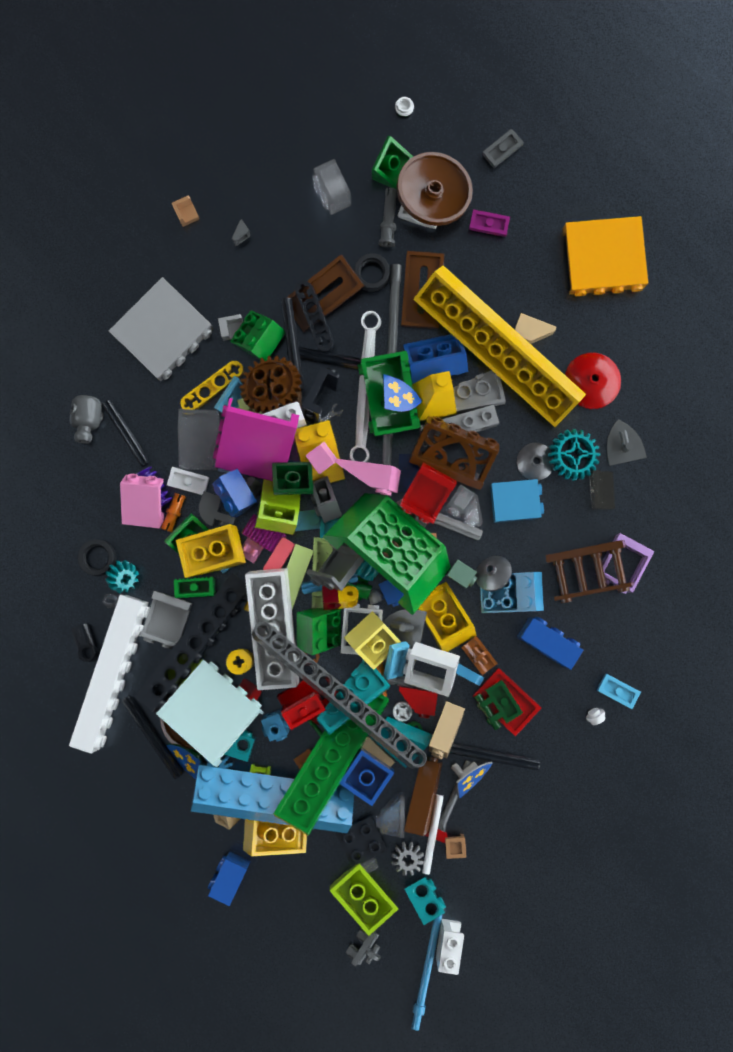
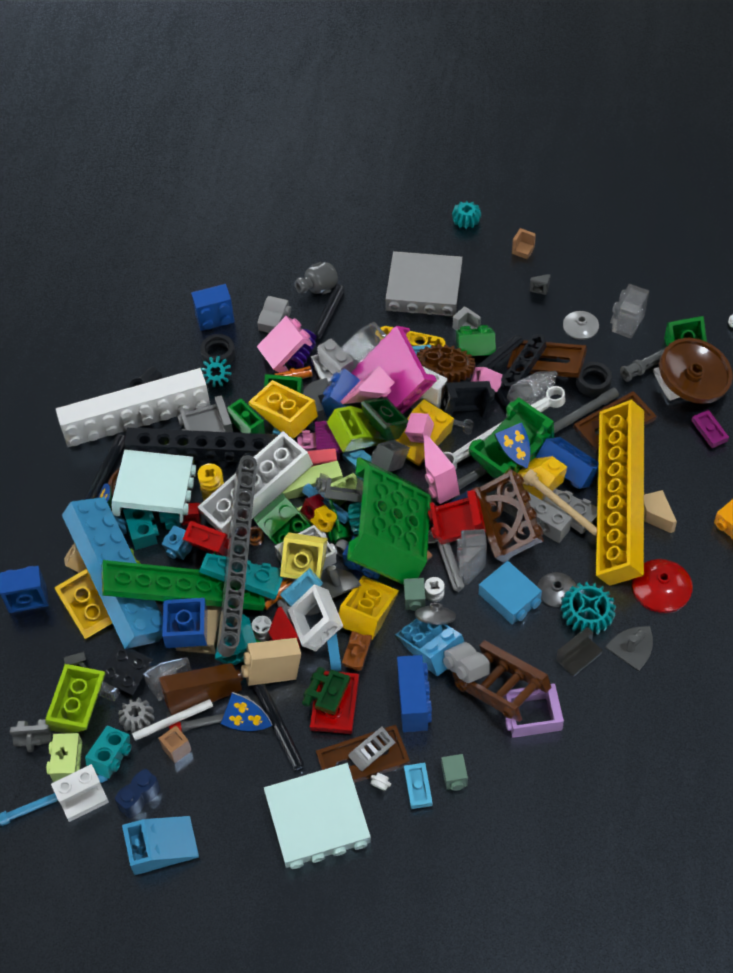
camera: 55 degrees right, 30 degrees down
(49, 532) = (213, 307): none -> blue brick
(95, 483) = (273, 312): none -> light grey brick
(112, 239) = (466, 214): none -> teal gear
(192, 470) = (334, 357): none -> light grey brick
(256, 473) = (370, 387): none -> bright pink slope
(309, 242) = (581, 325): none -> light grey dish
(311, 363) = (486, 374): none -> bright pink brick
(322, 873) = (76, 659): none -> dark grey tile
(348, 333) = (532, 387): none -> clear slope
(399, 924) = (65, 755): none -> yellowish green brick
(439, 408) = (531, 479): none -> tan piece
(465, 555) = (436, 594): none -> white wheel
(475, 900) = (133, 797): none -> dark blue brick
(527, 909) = (159, 843): none -> dark azure slope
(558, 586) = (466, 662): none -> light grey brick
(560, 704) = (362, 758): none -> light grey slope
(583, 691) = (395, 759): none -> reddish brown piece
(590, 782) = (317, 816): none -> light aqua panel
(629, 657) = (454, 772): none -> sand green brick

